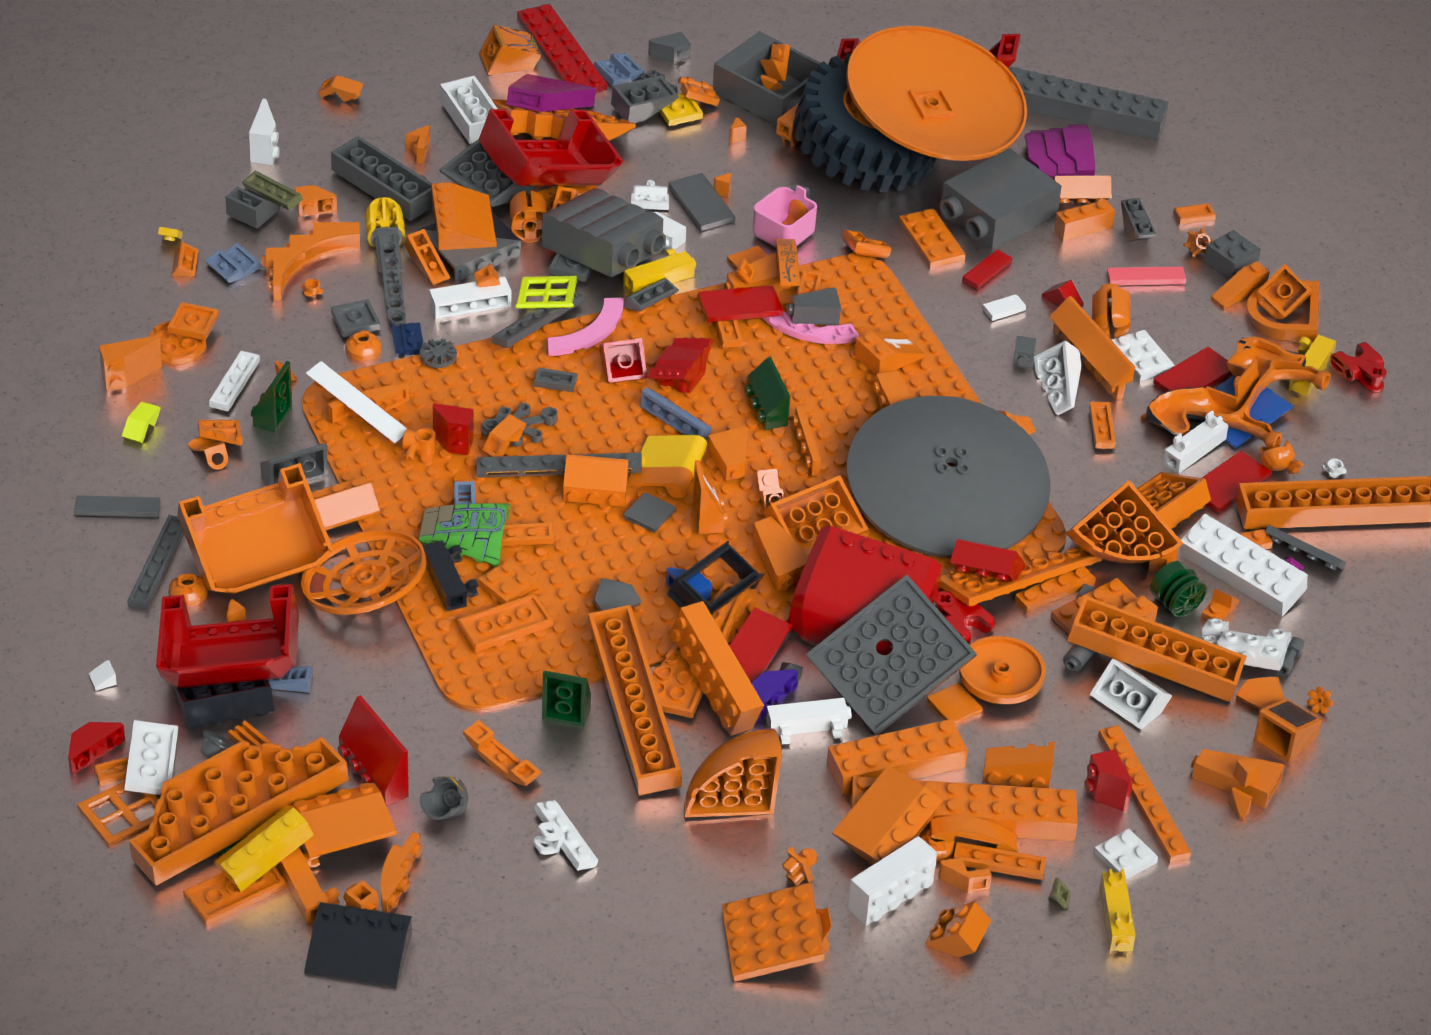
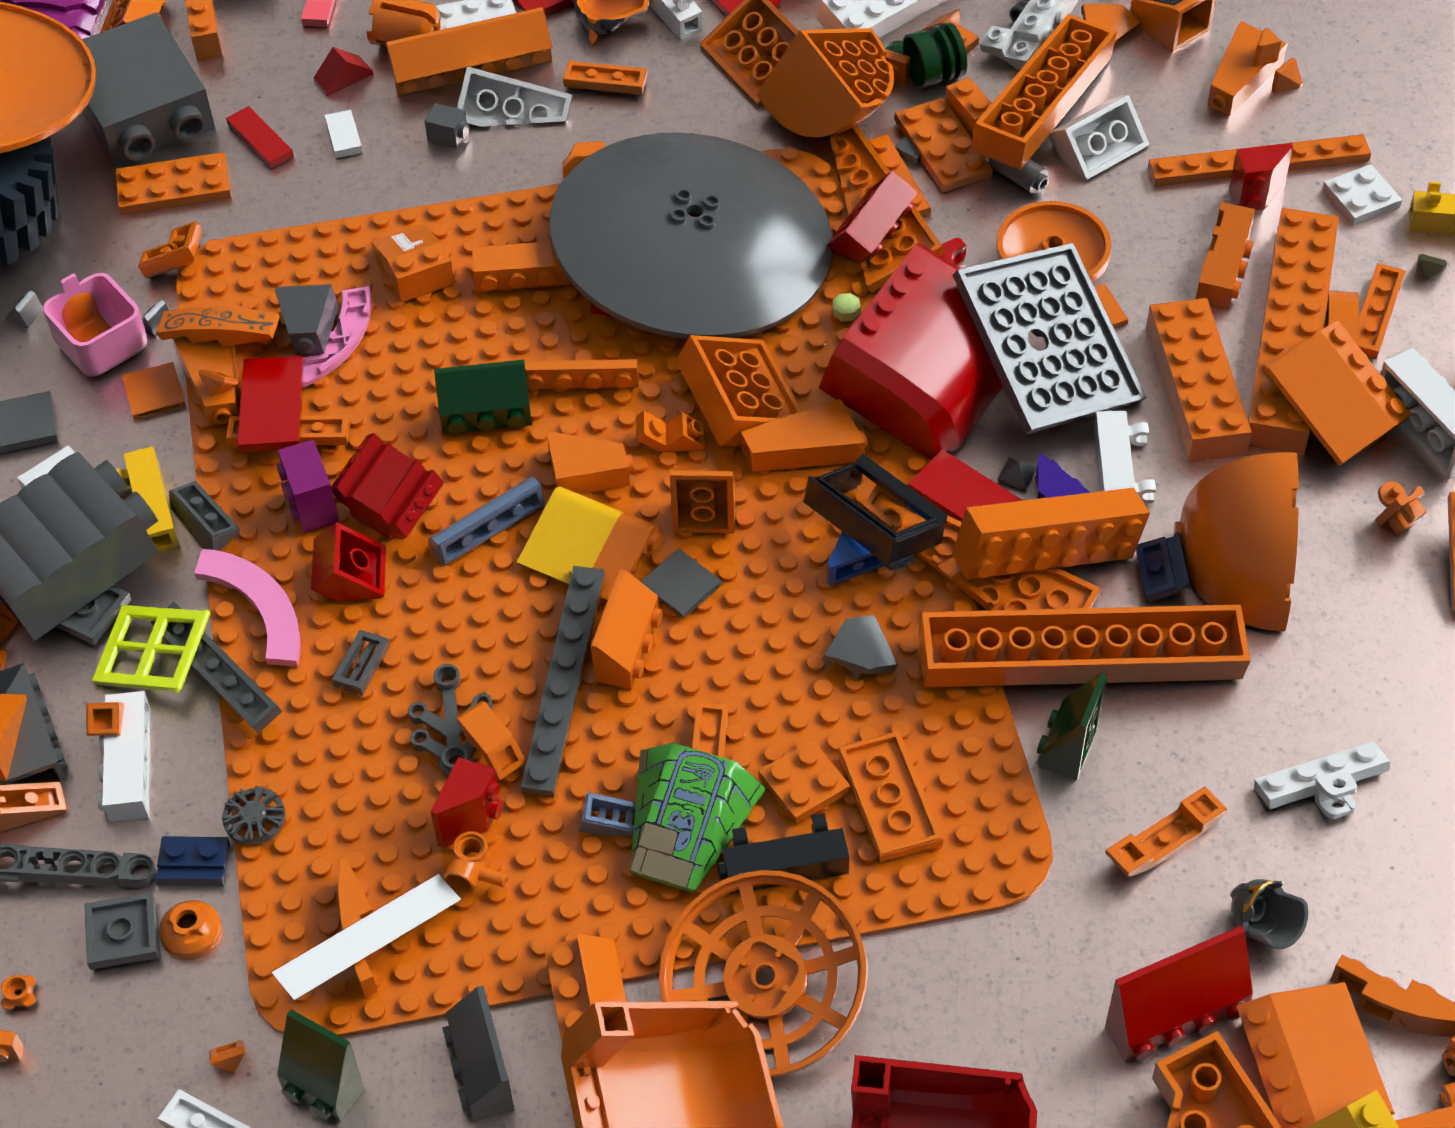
camera: 75 degrees left, 10 degrees up
(673, 322) = (306, 486): none -> magenta brick
(707, 744) = (1163, 567): none -> dark blue plate
(808, 250) = (153, 316): none -> dark grey slope
(955, 873) = (1410, 336): orange slope -> none

